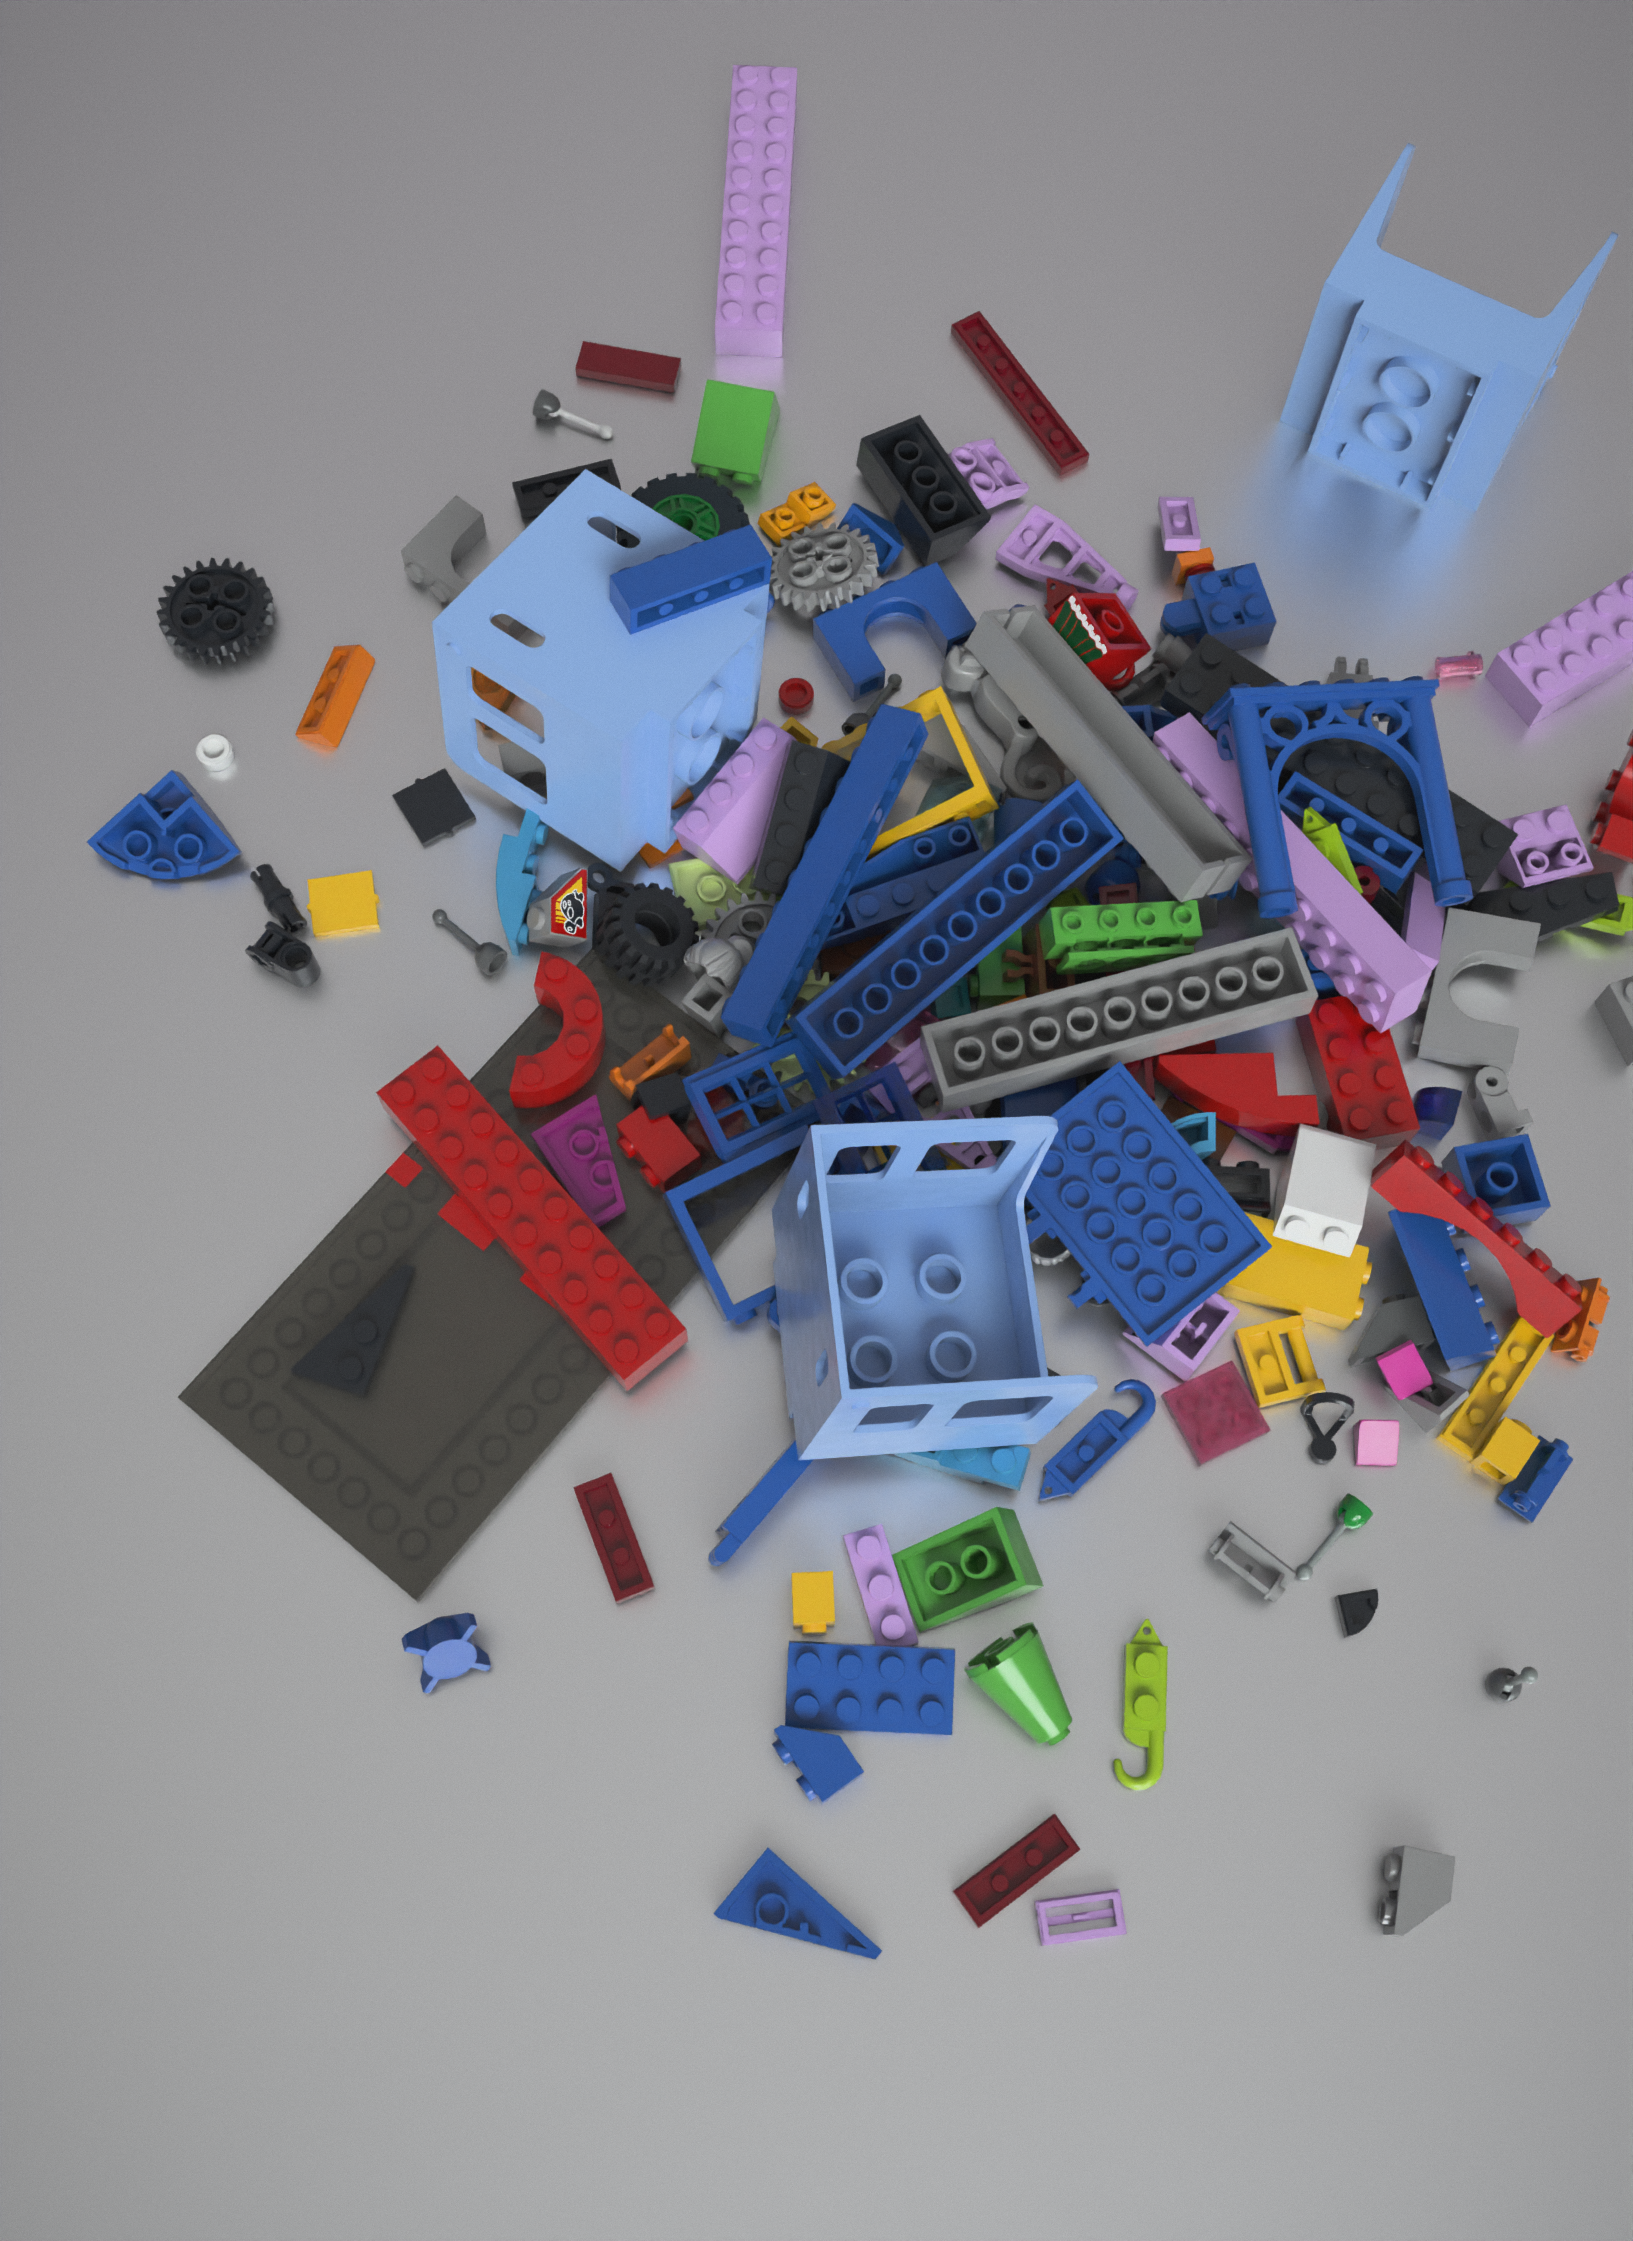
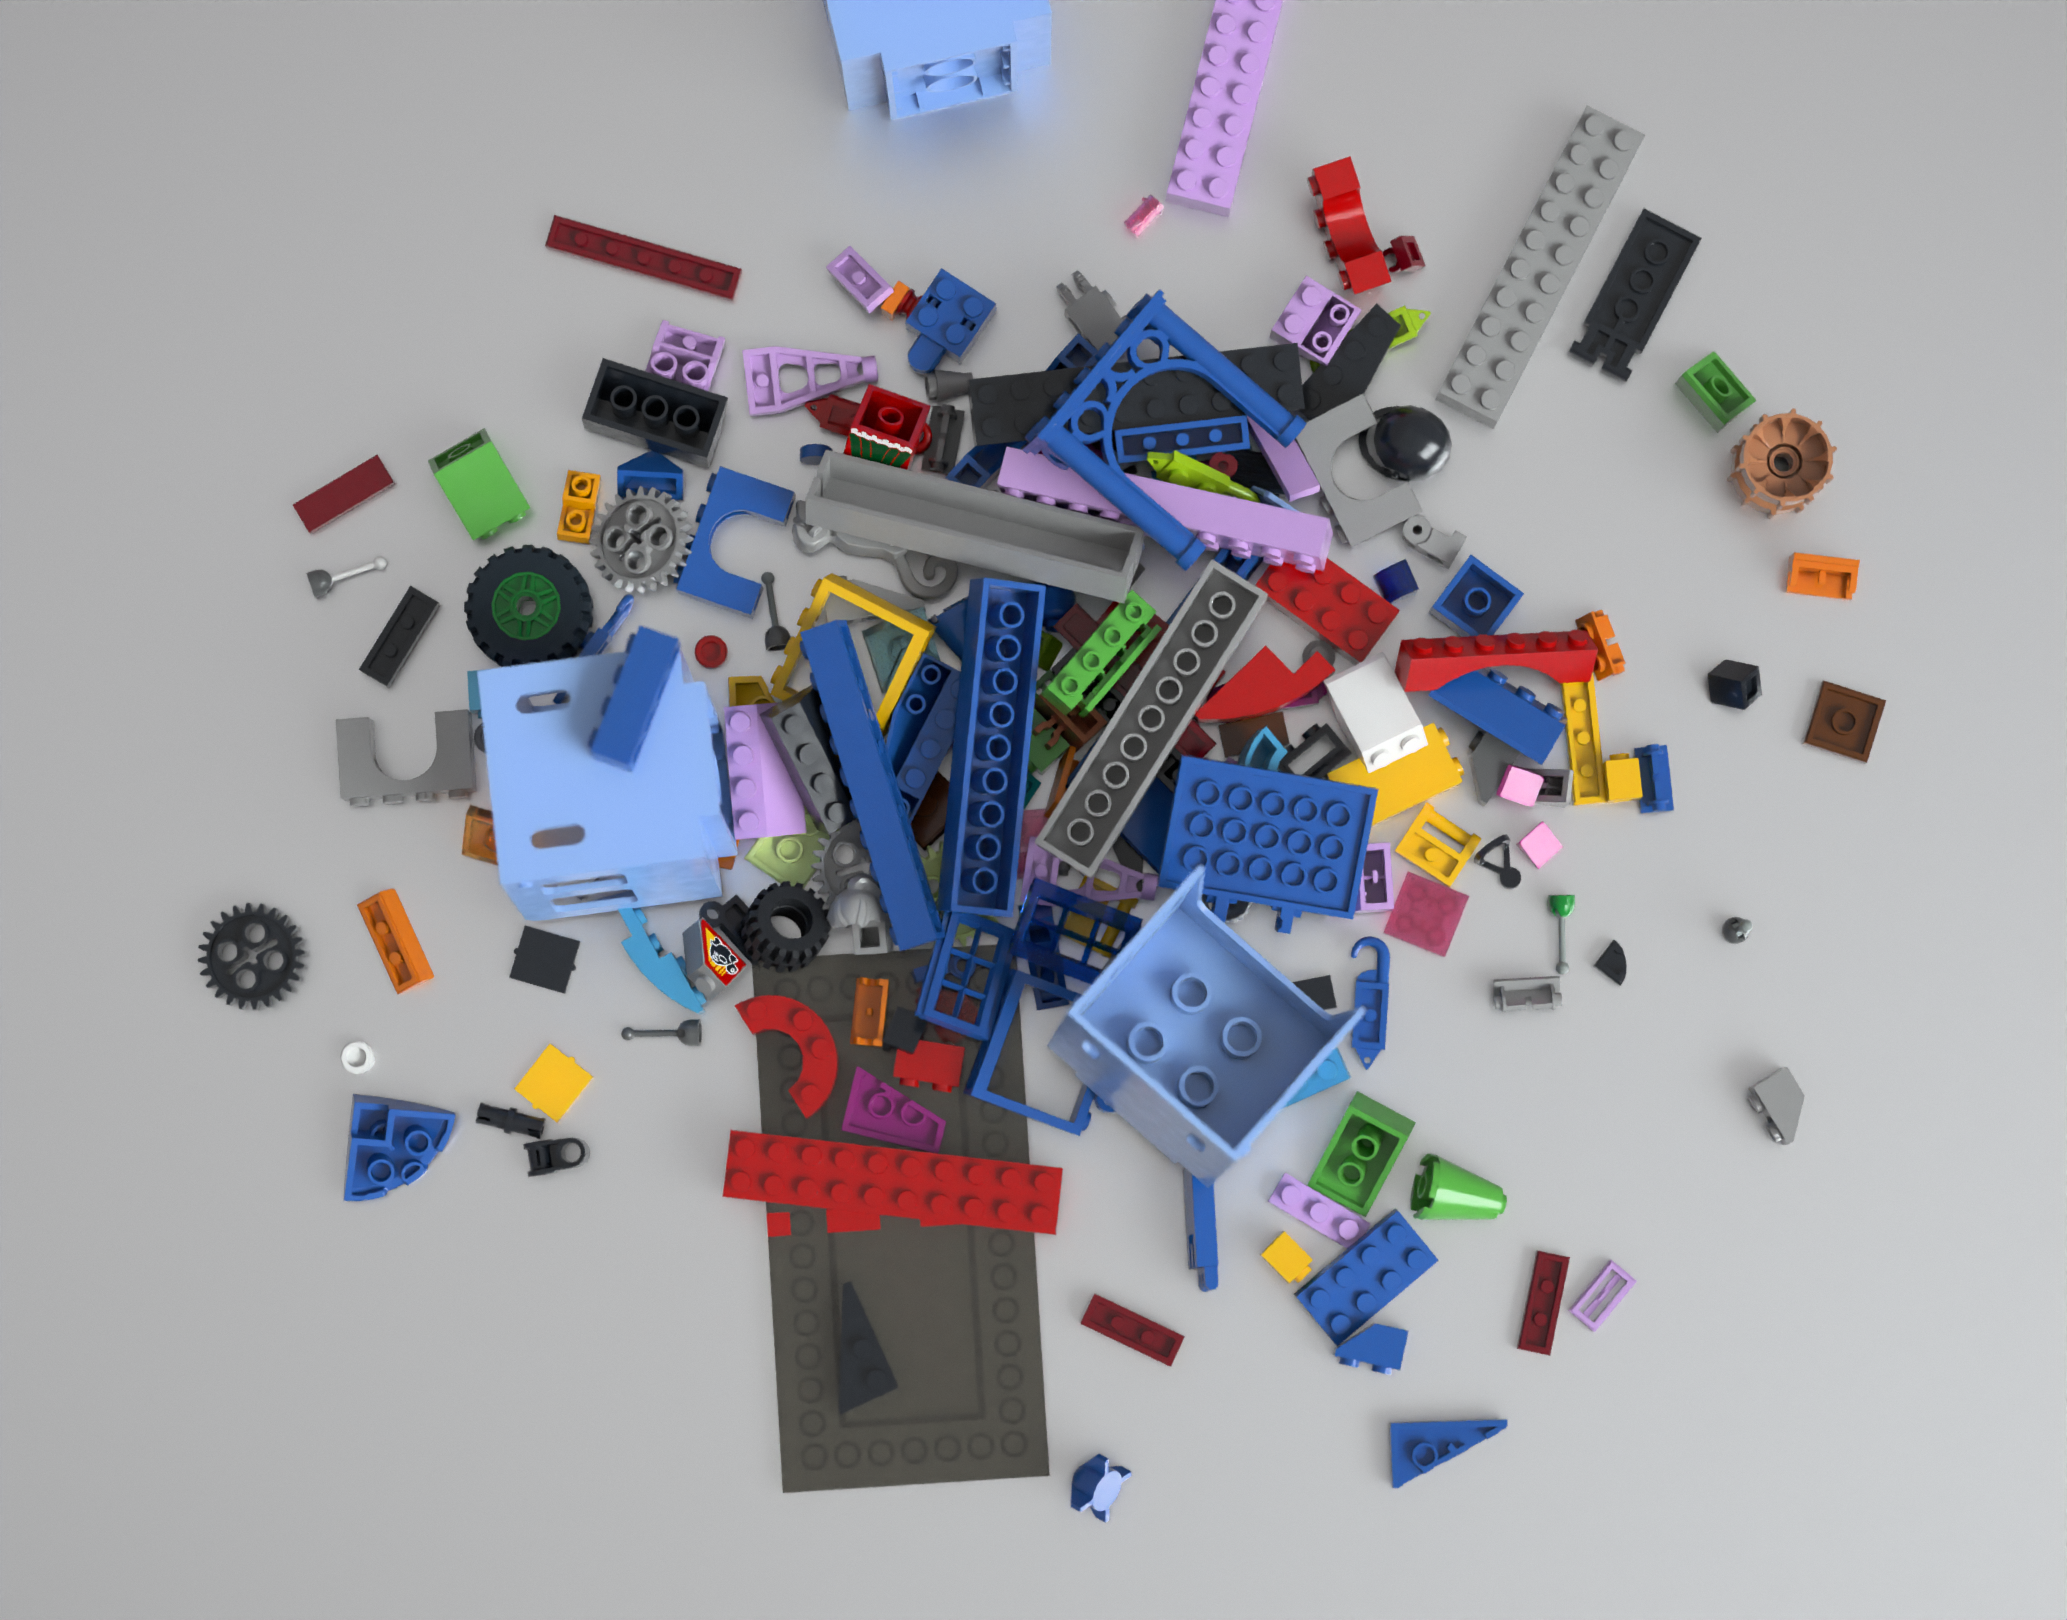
camera: 40 degrees left, 15 degrees up
(756, 212) = (312, 275): lavender brick -> none
(1144, 1704) = (1534, 1136): lime plate -> none
(1546, 1004) = (1408, 442): none -> black piece

